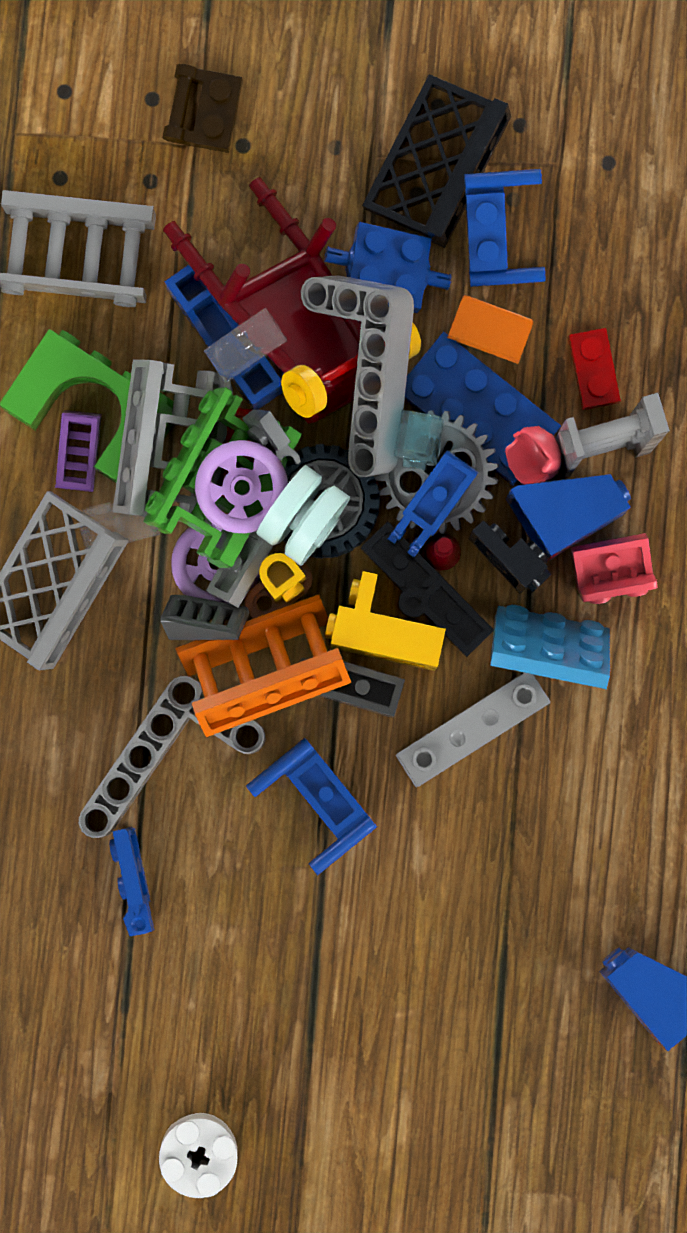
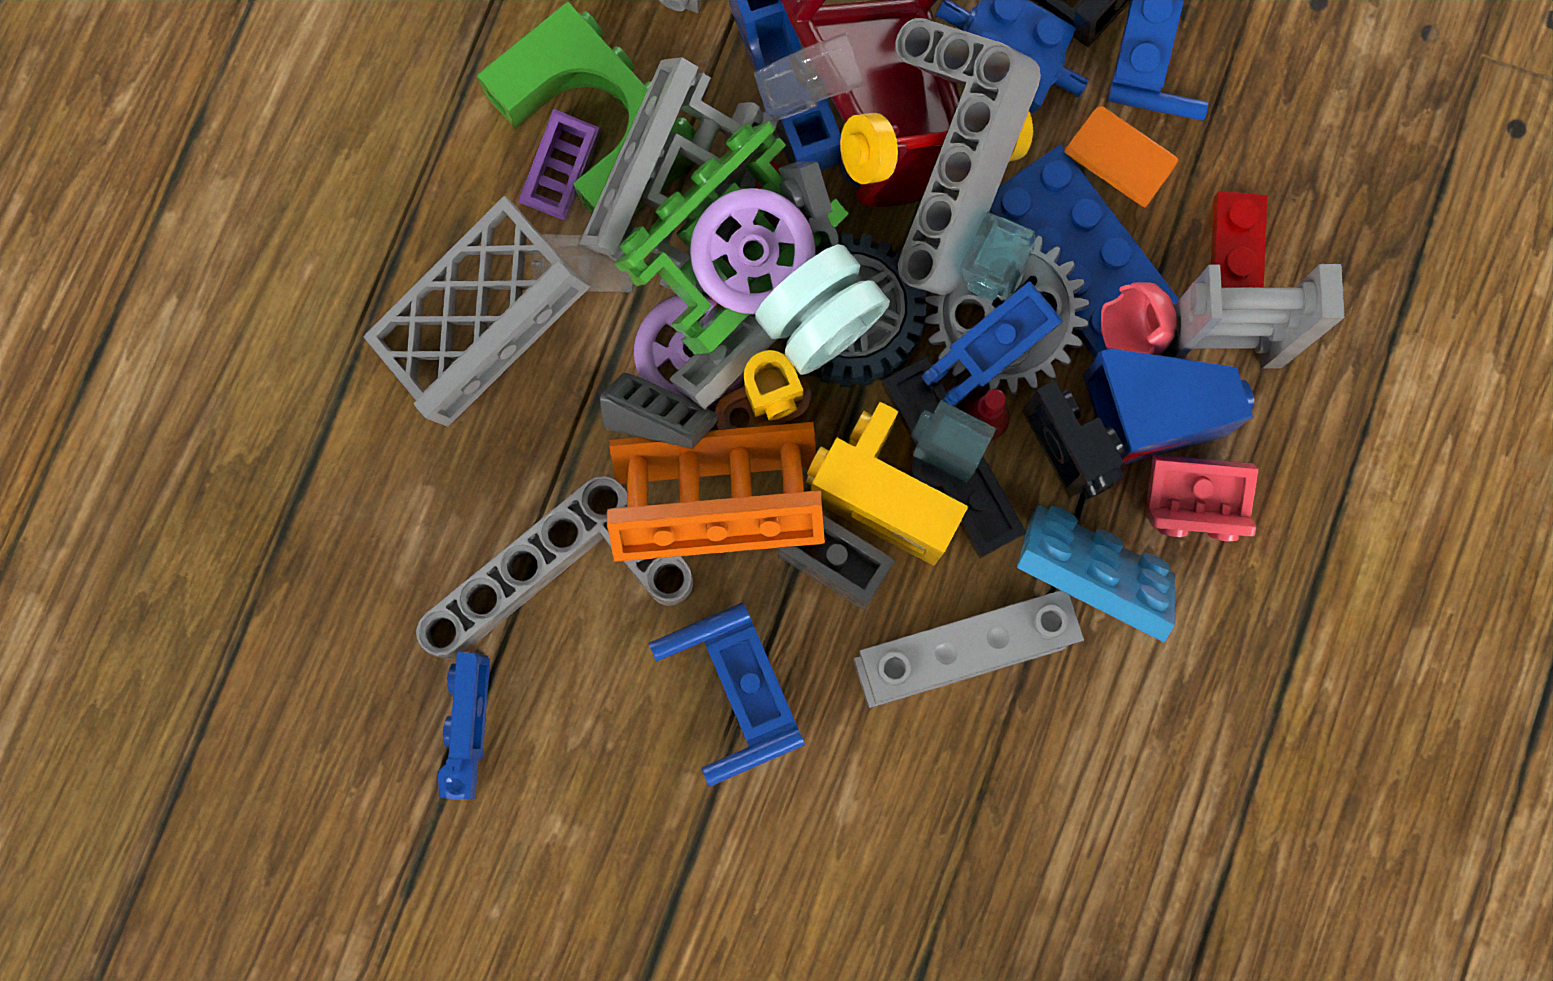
camera: 10 degrees right, 5 degrees down
(422, 580) = (952, 440): none -> clear light blue brick

